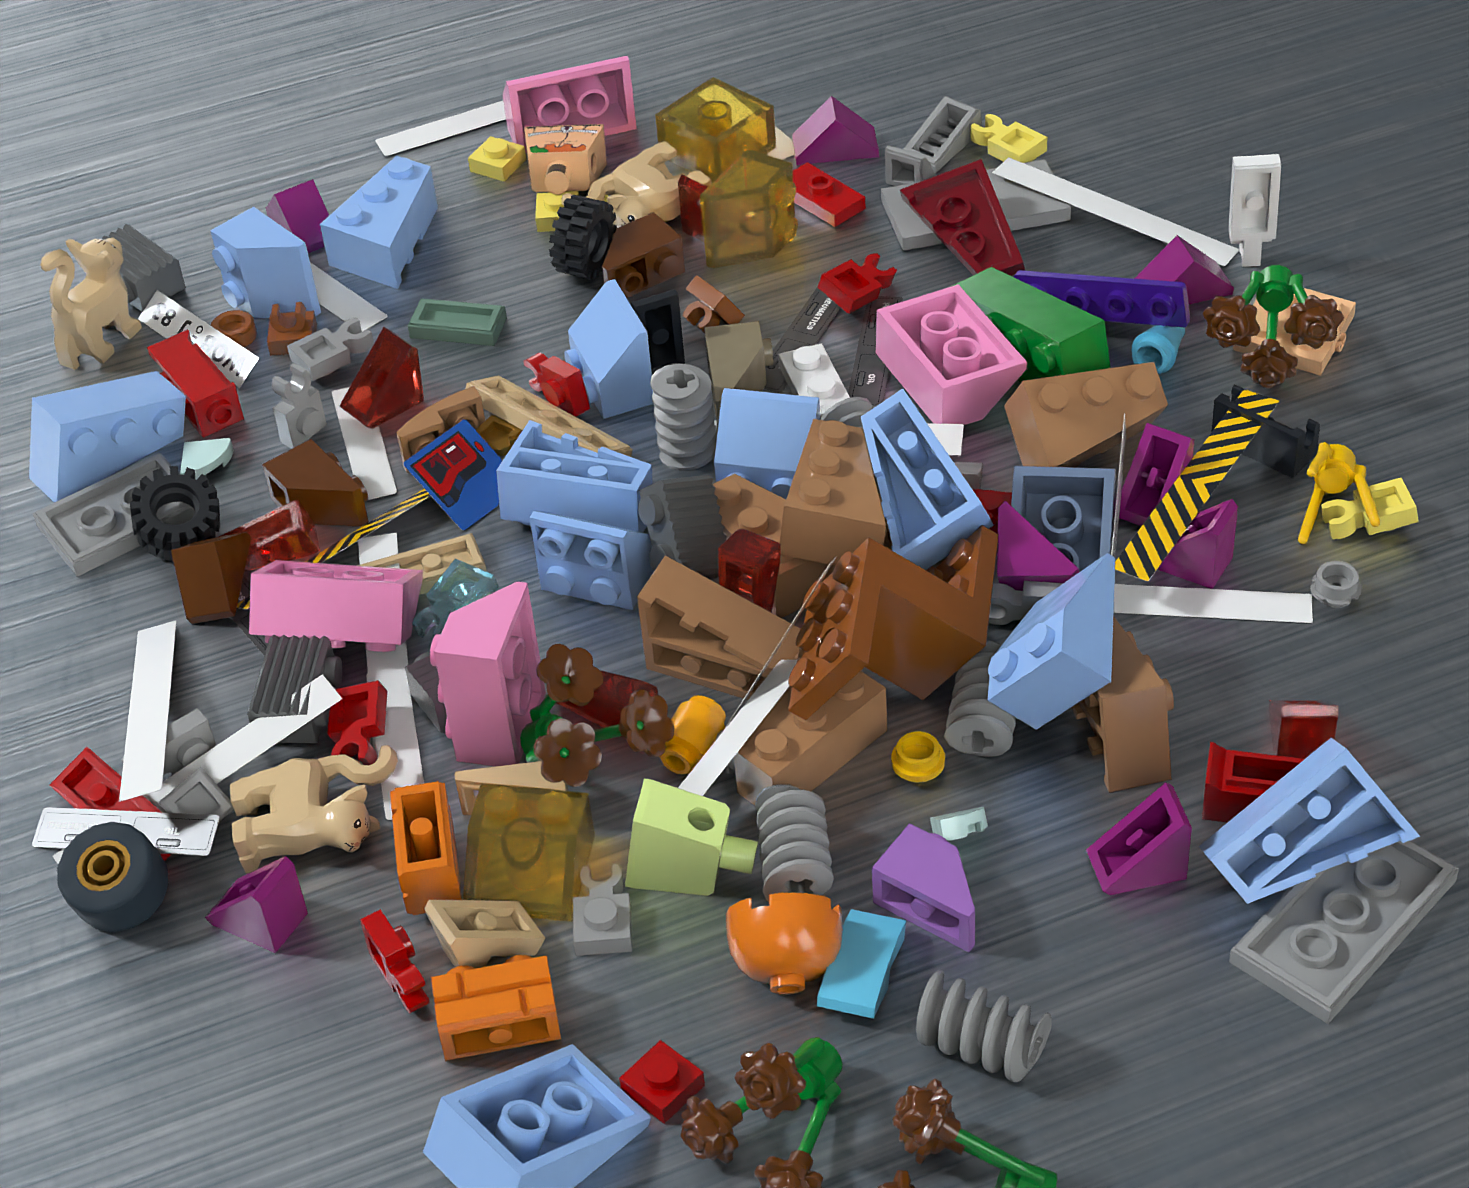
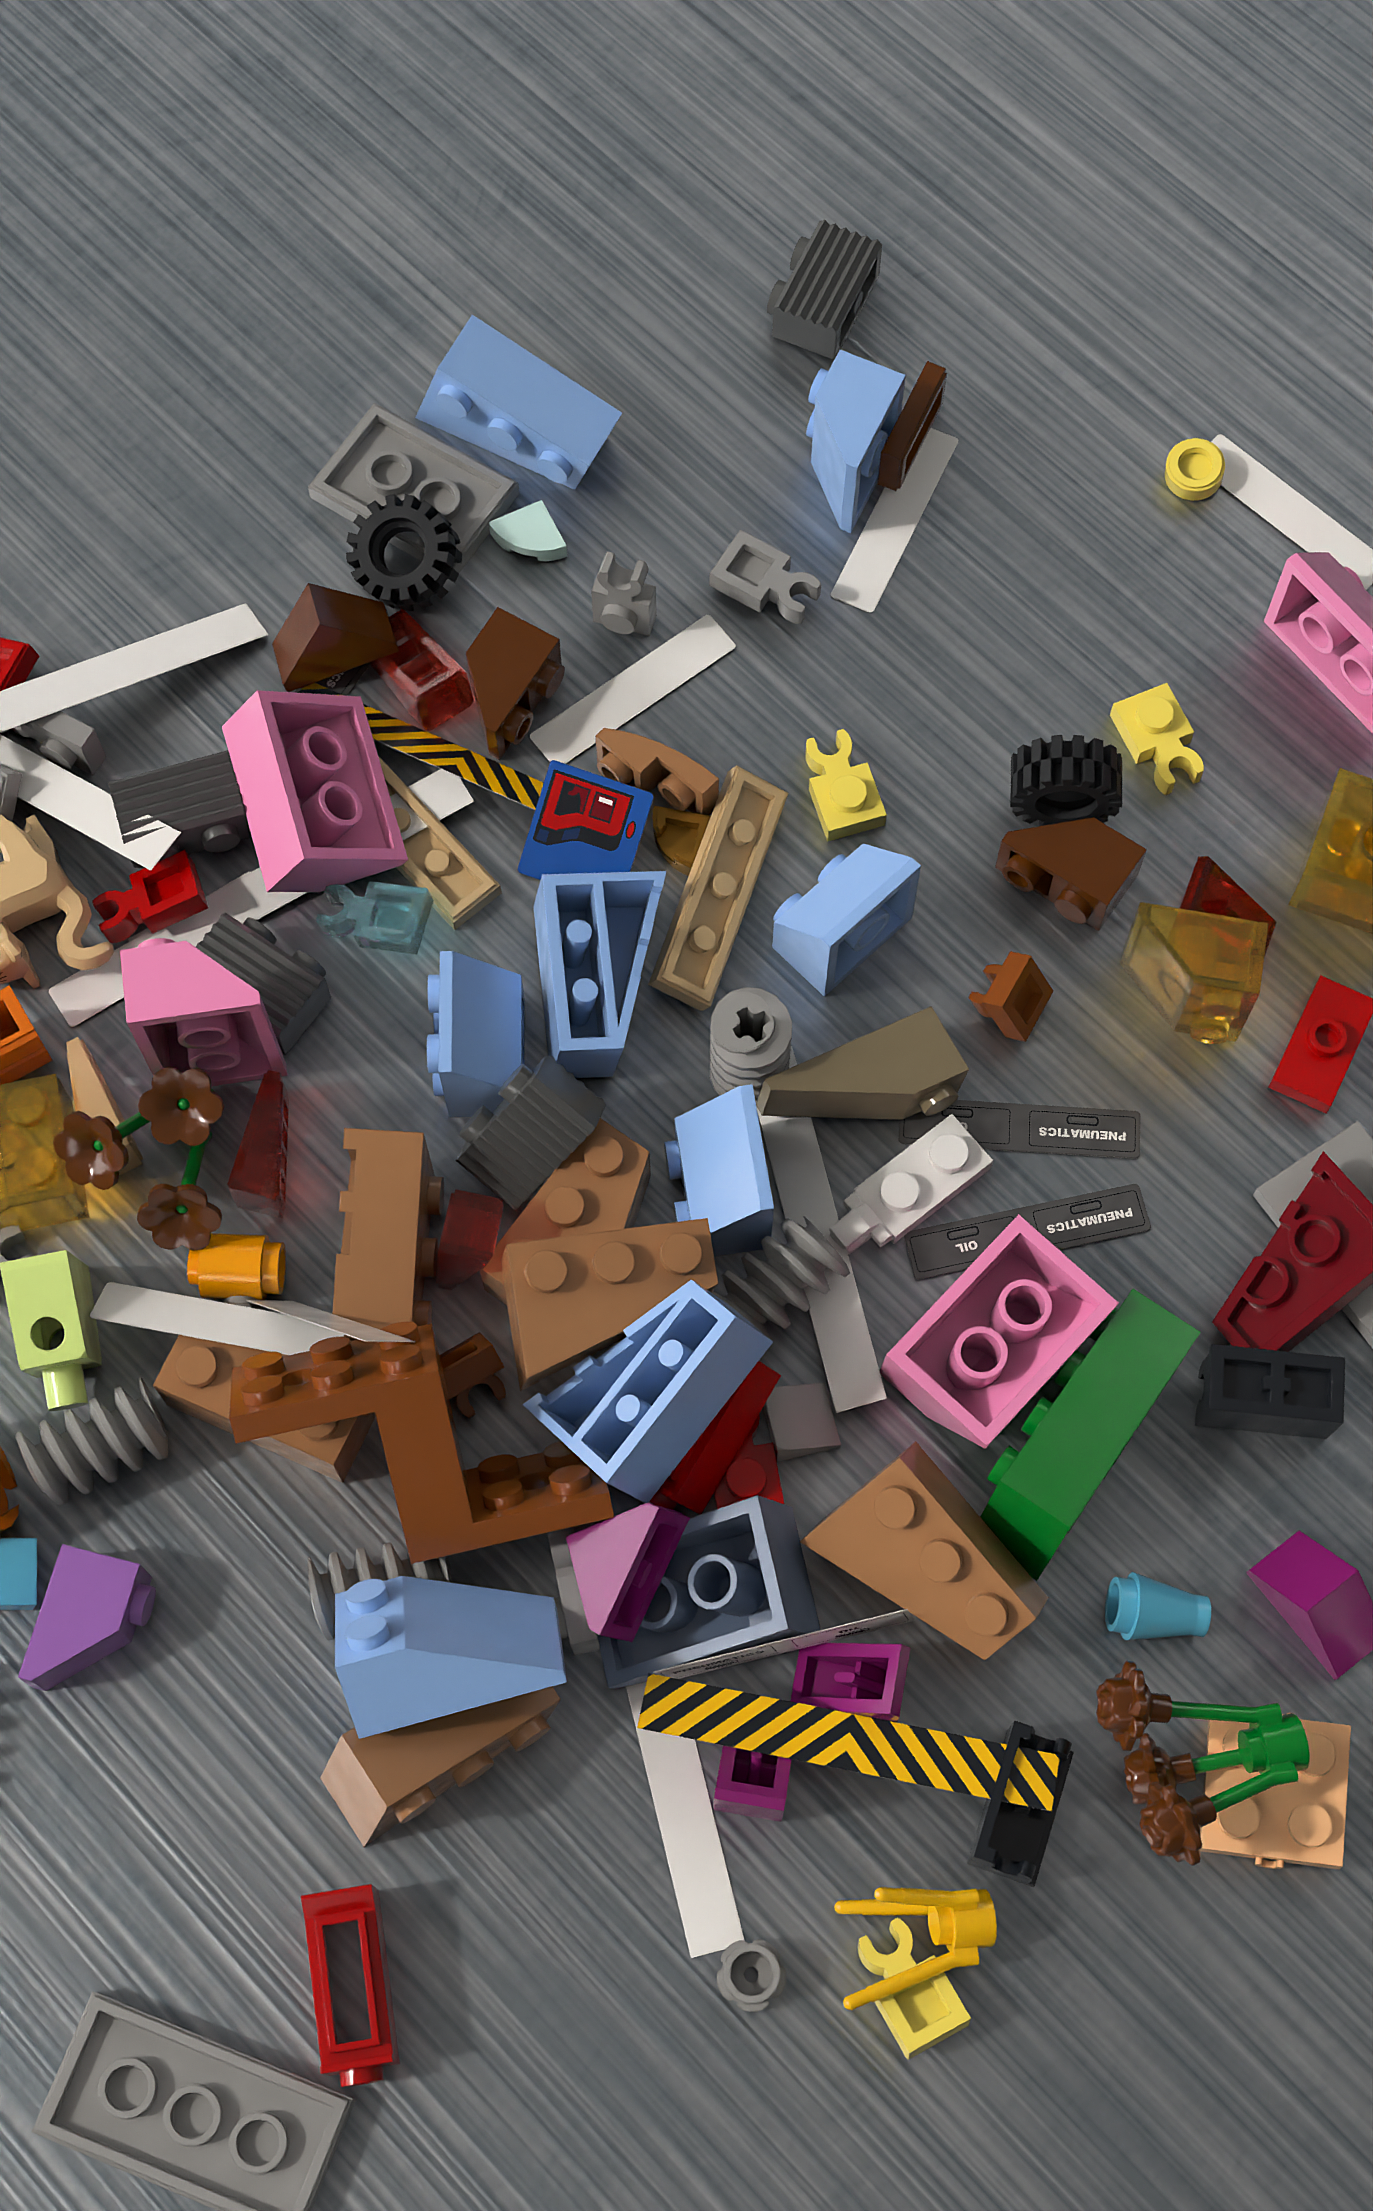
camera: 65 degrees right, 25 degrees up
(92, 304) = (701, 282): tan animal -> none
(171, 318) = (736, 422): white sticker -> none
(210, 396) = (640, 460): red window -> none
(237, 326) = (771, 452): dark orange tile -> none
(289, 327) = (789, 518): dark orange tile -> none
(300, 212) = (1004, 427): magenta slope -> none
(382, 222) = (1024, 527): light blue wedge -> none
(386, 382) = (710, 671): clear red slope -> none
(393, 145) = (1194, 469): none -> light yellow tile
(457, 322) = (882, 699): sand green tile -> none
(497, 158) = (1233, 600): light yellow plate -> none
(505, 354) = (843, 794): none -> light yellow plate
(560, 383) = (782, 875): red plate -> none
(565, 156) = (1239, 686): light nougat torso -> none
(643, 186) = (1226, 807): tan animal -> none
(663, 325) = (914, 943): black slope -> none
(856, 285) = (1128, 1159): red plate -> none
(918, 757) = (290, 1536): yellow plate -> none
(960, 823) = (195, 1615): light aqua tile -> none
(1045, 246) = (1271, 1391): none -> black hinge
(1117, 298) = (1216, 1511): dark purple bracket -> none
(1144, 846) = (210, 1844): magenta slope -> none
(1301, 726) = (478, 1987): clear red slope -> none
(1306, 824) = (251, 2039): light blue wedge -> none

